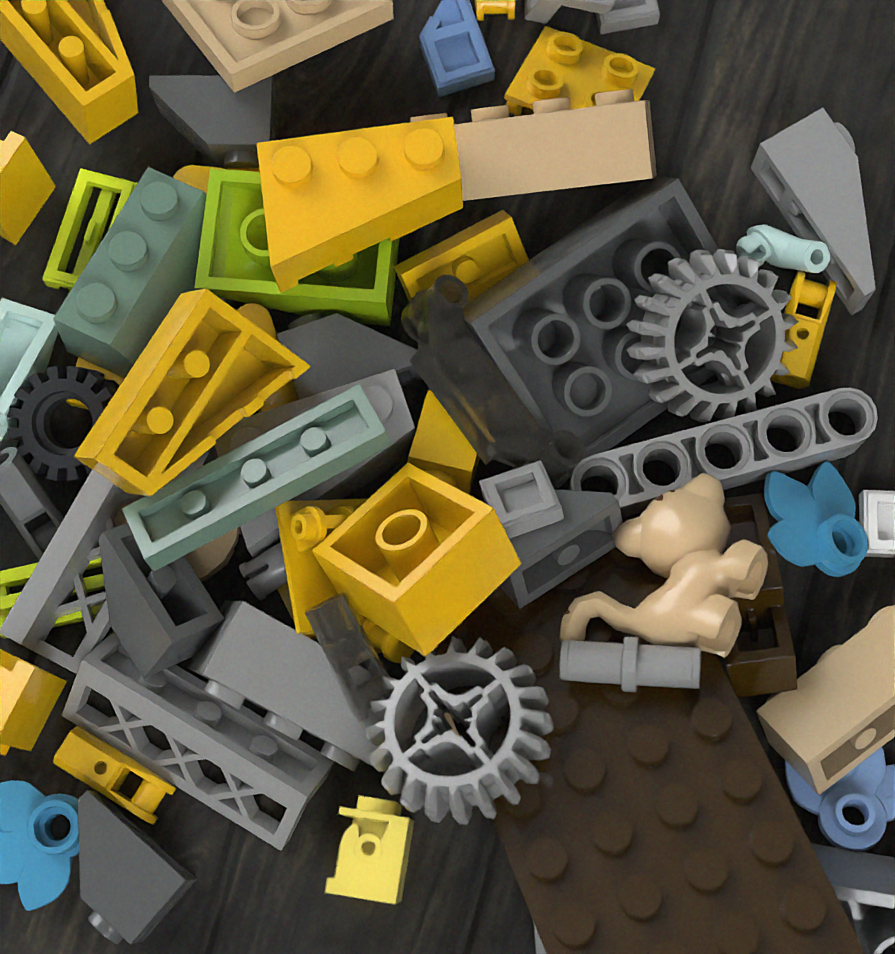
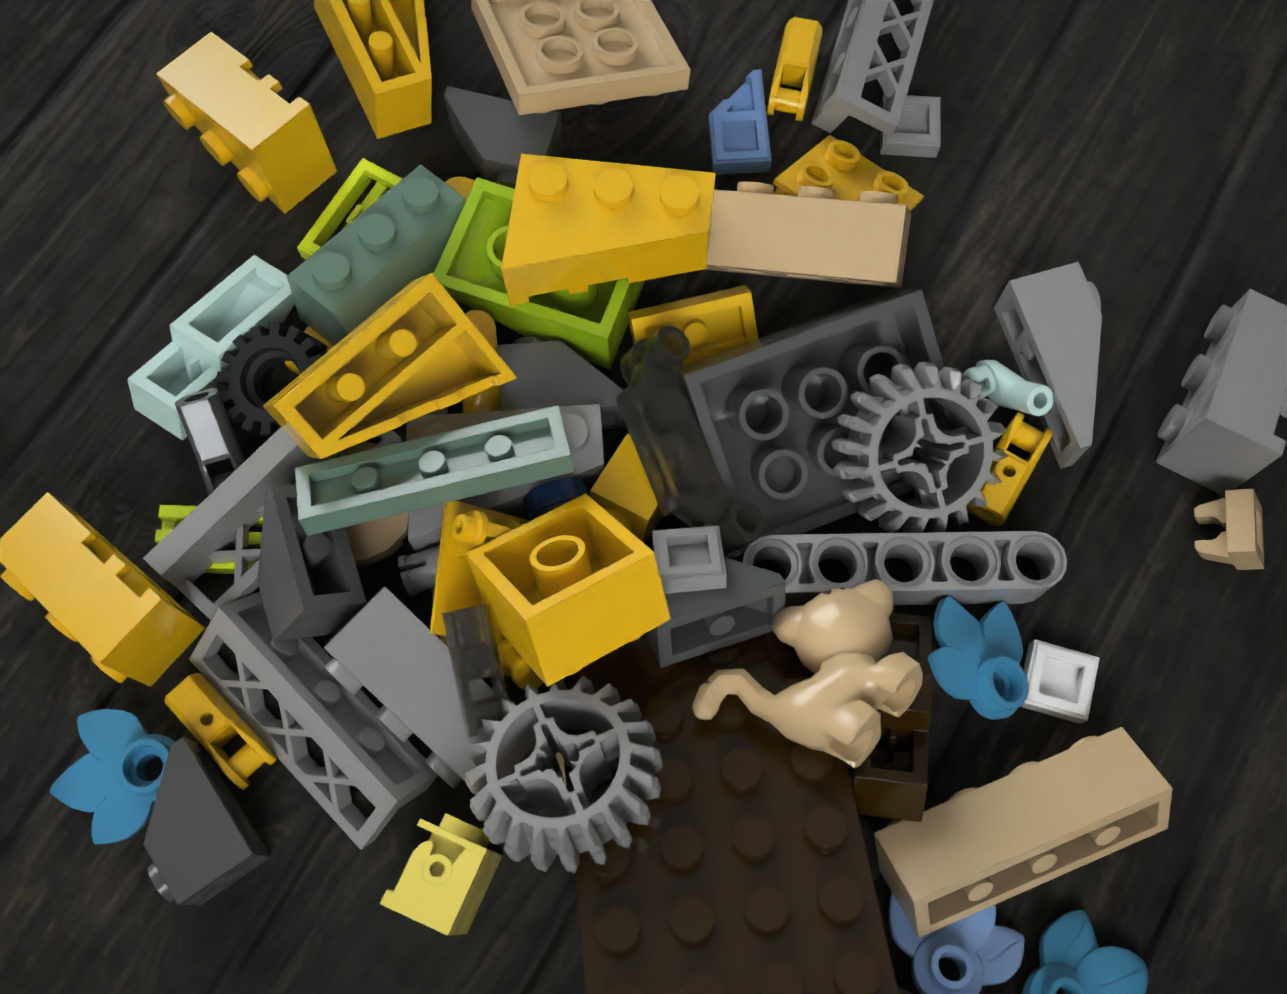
camera: 10 degrees right, 5 degrees down
(375, 473) = (552, 495): none -> dark blue tile
(630, 664) = (756, 750): light grey pin -> none

